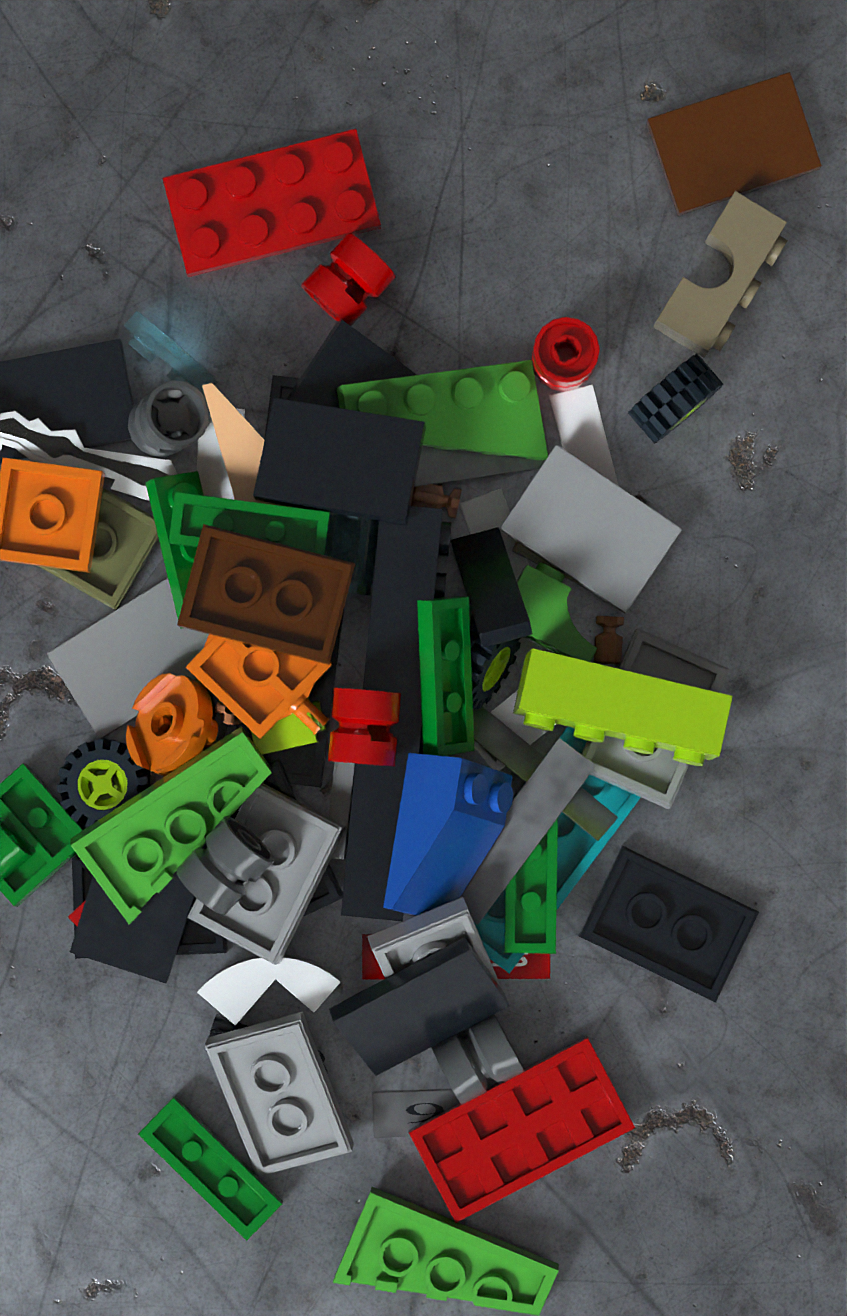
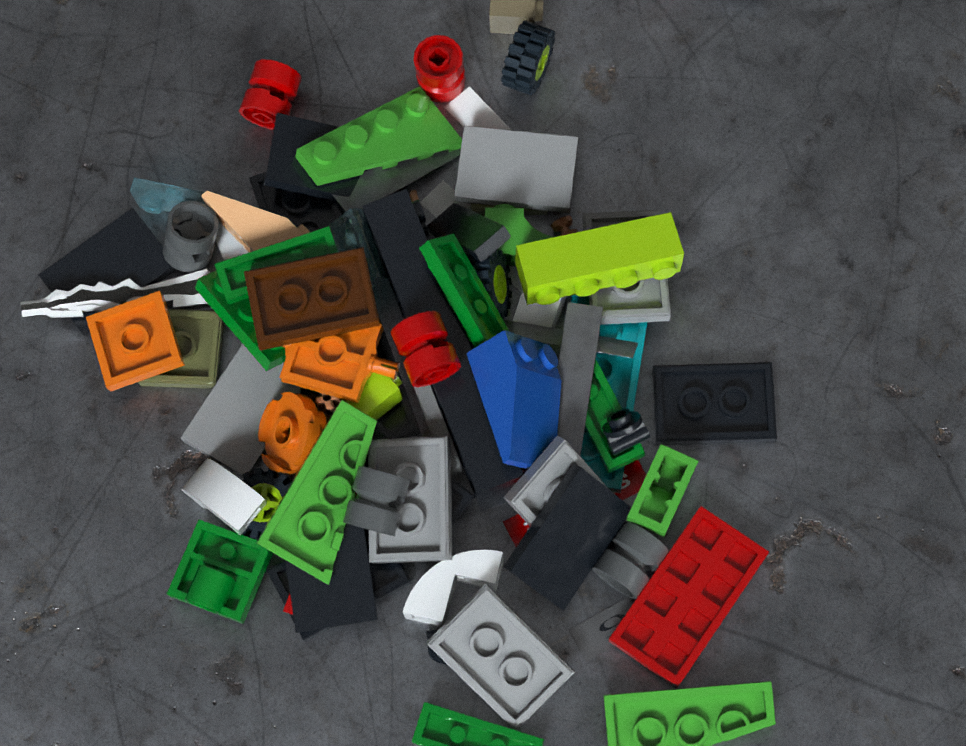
camera: 20 degrees left, 15 degrees down
(61, 755) = (224, 495): none -> white brick
(271, 203) = (193, 77): red plate -> none
(340, 461) = (320, 192): black tile -> none
(544, 920) = (624, 430): none -> black plate
(551, 1005) = (662, 490): none -> bright green arch

